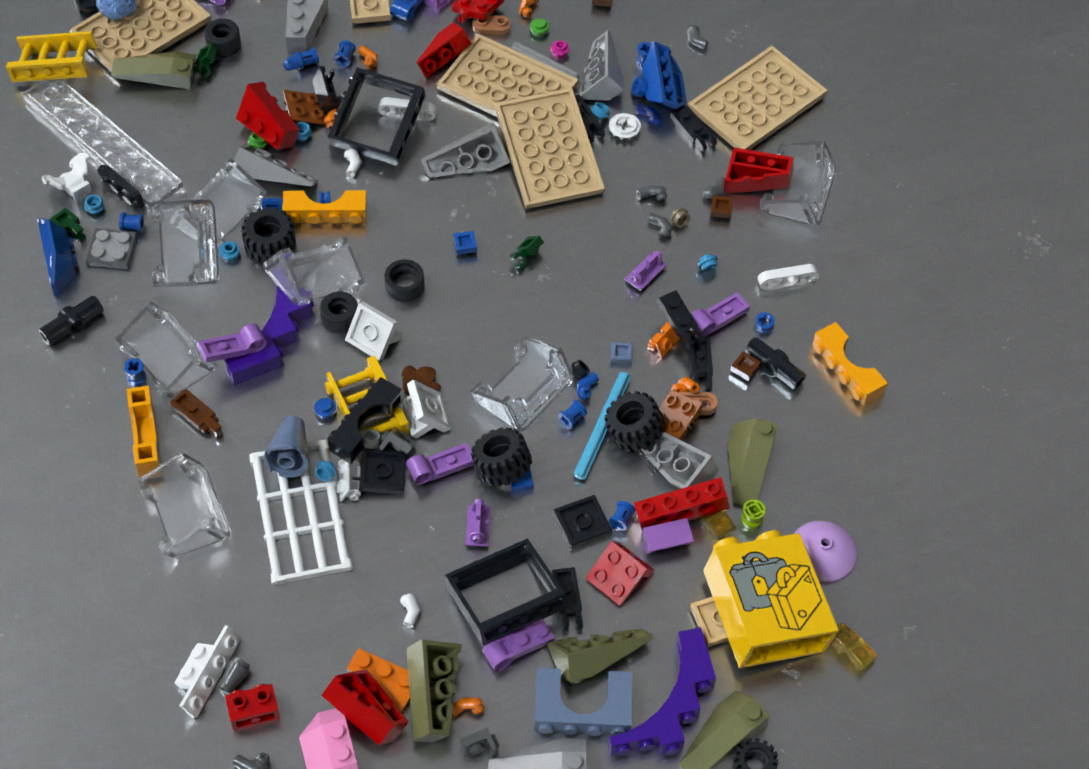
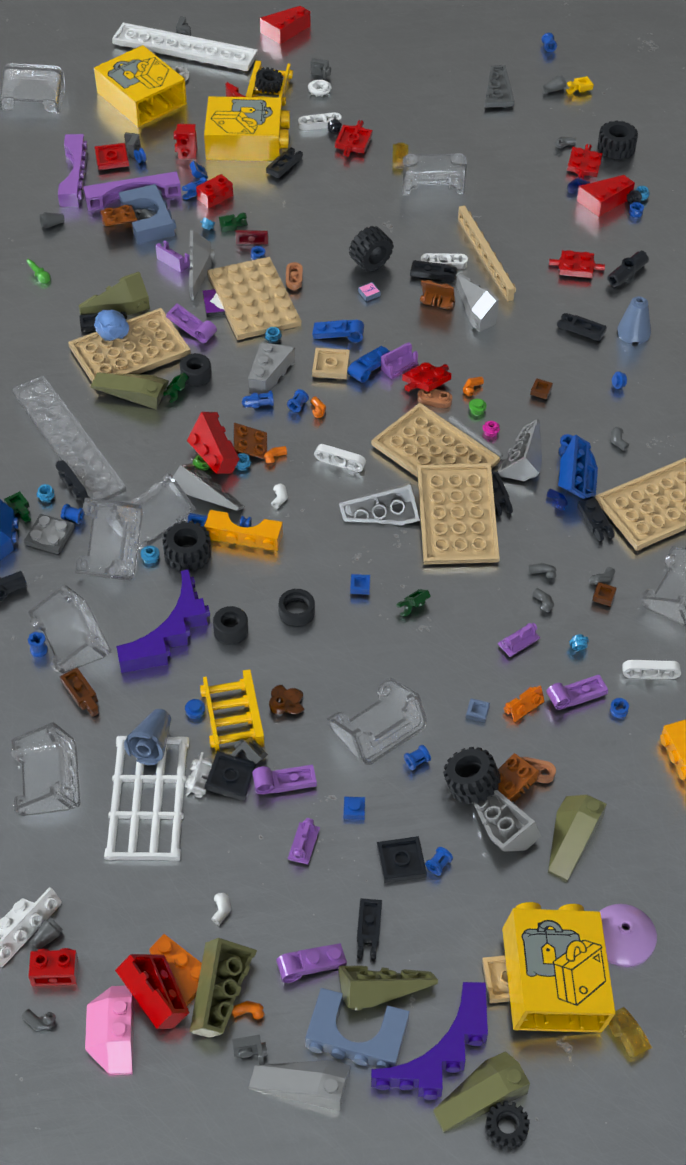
camera: 15 degrees right, 5 degrees down
(54, 68) = (42, 371): yellow fence -> none
(73, 181) = (32, 470): white animal -> none
(144, 429) = (32, 685): light orange arch -> none
(224, 347) = (139, 636): medium lavender plate -> none
(315, 272) = (217, 585): clear windscreen -> none
(325, 90) = (272, 429): black hinge -> none
(325, 471) = (178, 765): dark azure plate -> none
(371, 438) = (226, 743): light grey hinge -> none
(372, 331) = (255, 647): white bracket -> none
(380, 400) = (242, 710): black arch -> none
(405, 128) = (331, 475): black window -> none
(425, 409) = (283, 727): white bracket -> none
(443, 48) = (385, 410): red slope -> none
(501, 457) = (340, 783): black tyre -> none
(515, 618) = (315, 935): black window -> none
(579, 369) = (434, 718): black plate -> none
(584, 384) = (435, 733): blue arm -> none
(600, 110) = (513, 488): dark azure plate -> none
(600, 428) = (438, 778): medium azure axle -> none
(618, 572) = (422, 913): bracket -> none
(619, 120) = (528, 501): white gear -> none
(639, 87) = (554, 473): blue tile -> none
(667, 535) = (476, 888): medium lavender hinge -> none
(680, 217) = (563, 597): dark tan plate -> none
(680, 318) = (538, 688): black hinge -> none
(683, 503) = (496, 862): red brick -> none
(686, 384) = (530, 751): orange arm -> none
(701, 362) = (549, 731): black hinge -> none
(718, 524) = (525, 881): clear yellow slope -> none
(745, 366) = (591, 744): reddish brown plate -> none
(753, 514) = (563, 890): lime wheel -> none
(757, 171) = (645, 568): red wedge -> none
(775, 363) = (620, 747): black piece -> none

